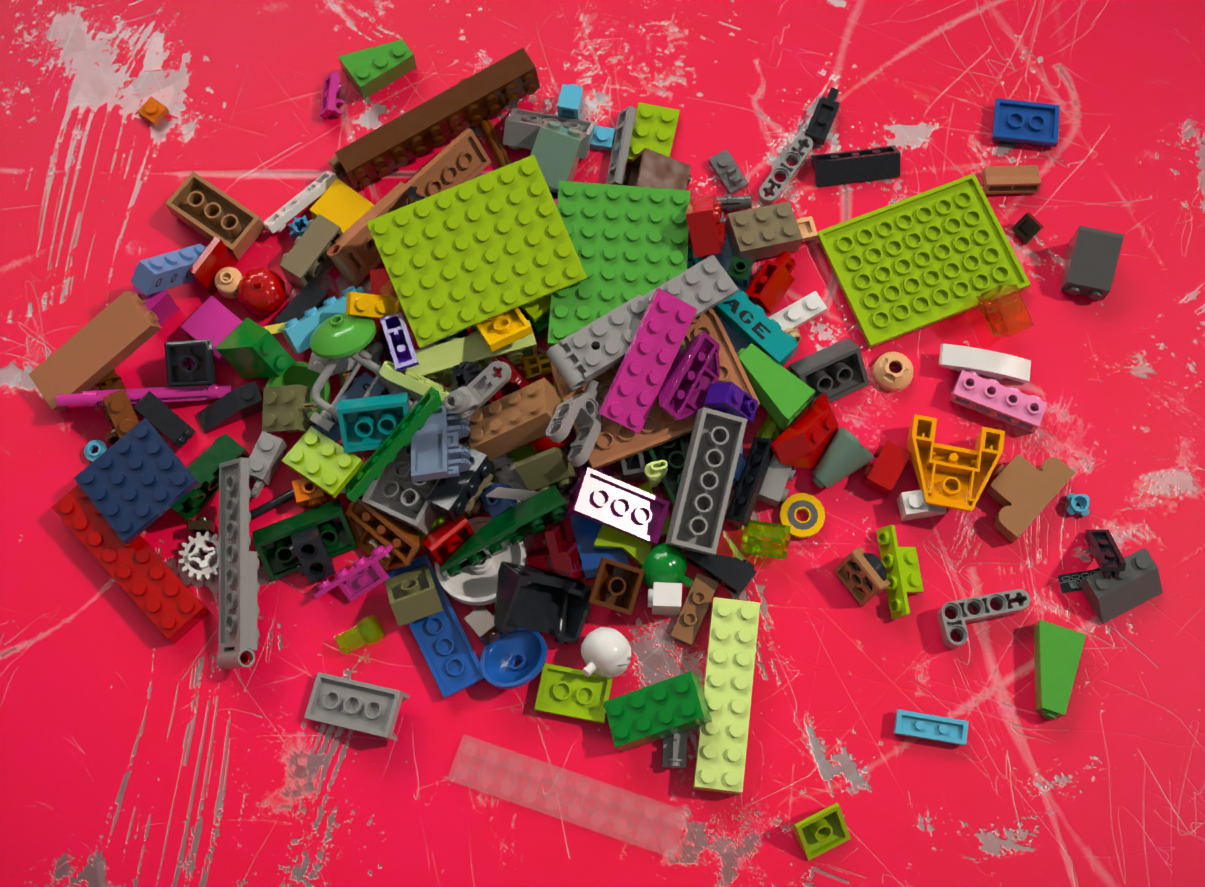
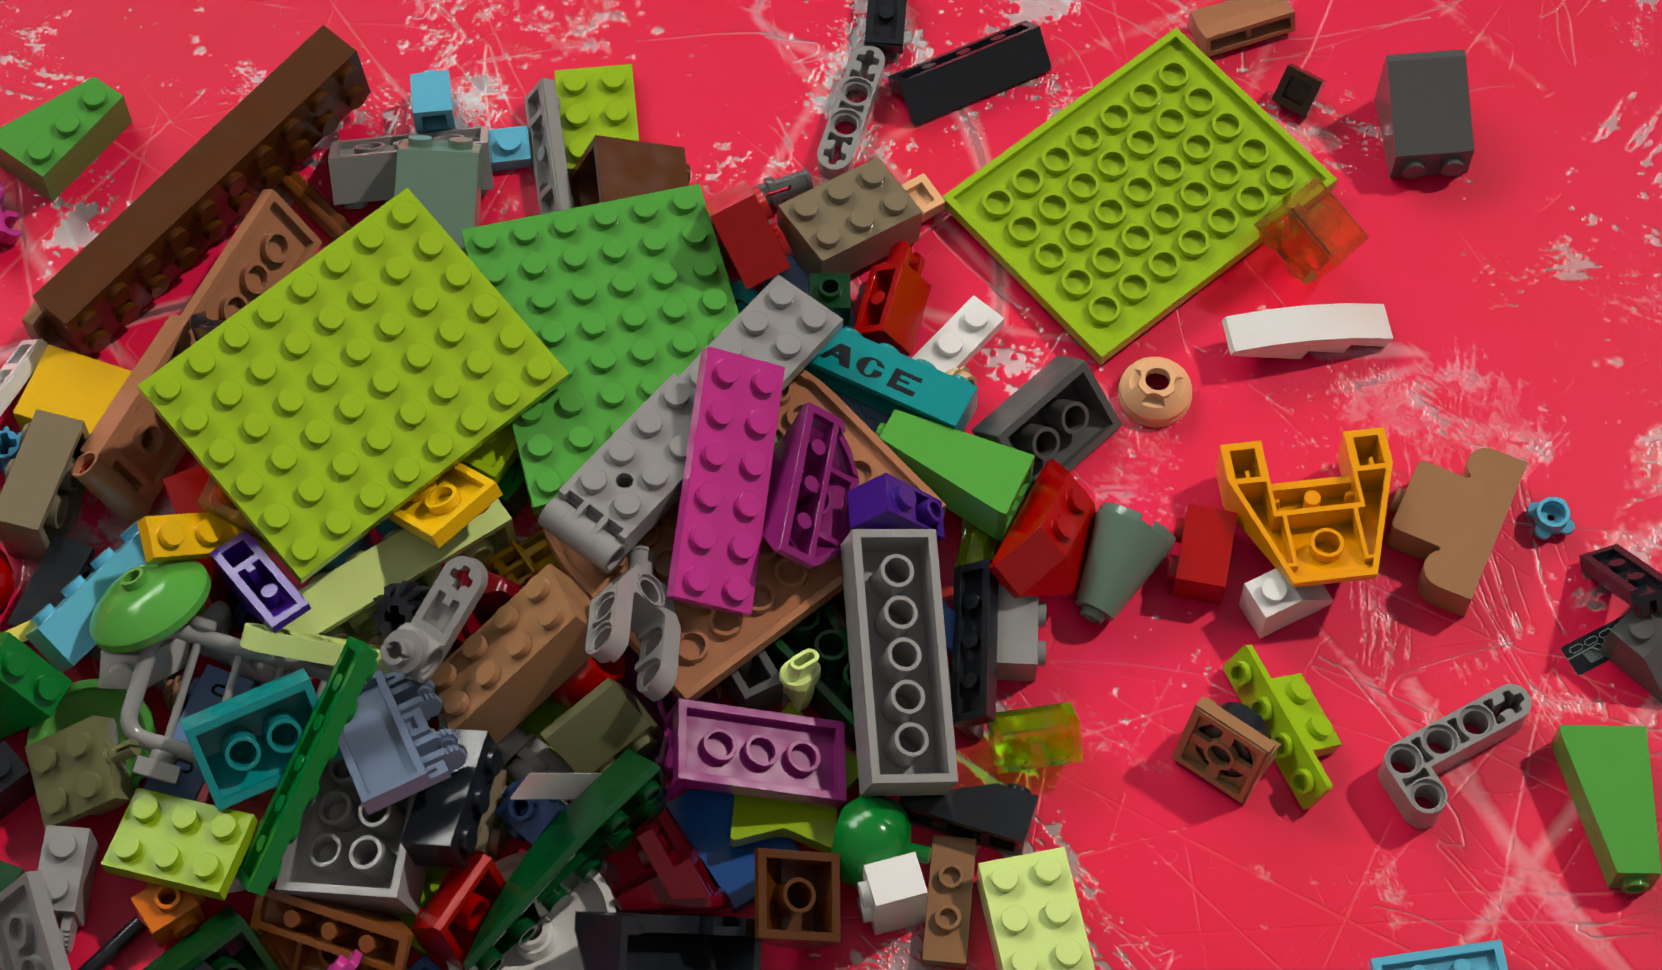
camera: 20 degrees left, 10 degrees down
(728, 172) = (751, 143): flat silver plate -> none
(806, 503) = (1091, 659): yellow tile -> none
(998, 401) = (1353, 386): bright pink brick -> none

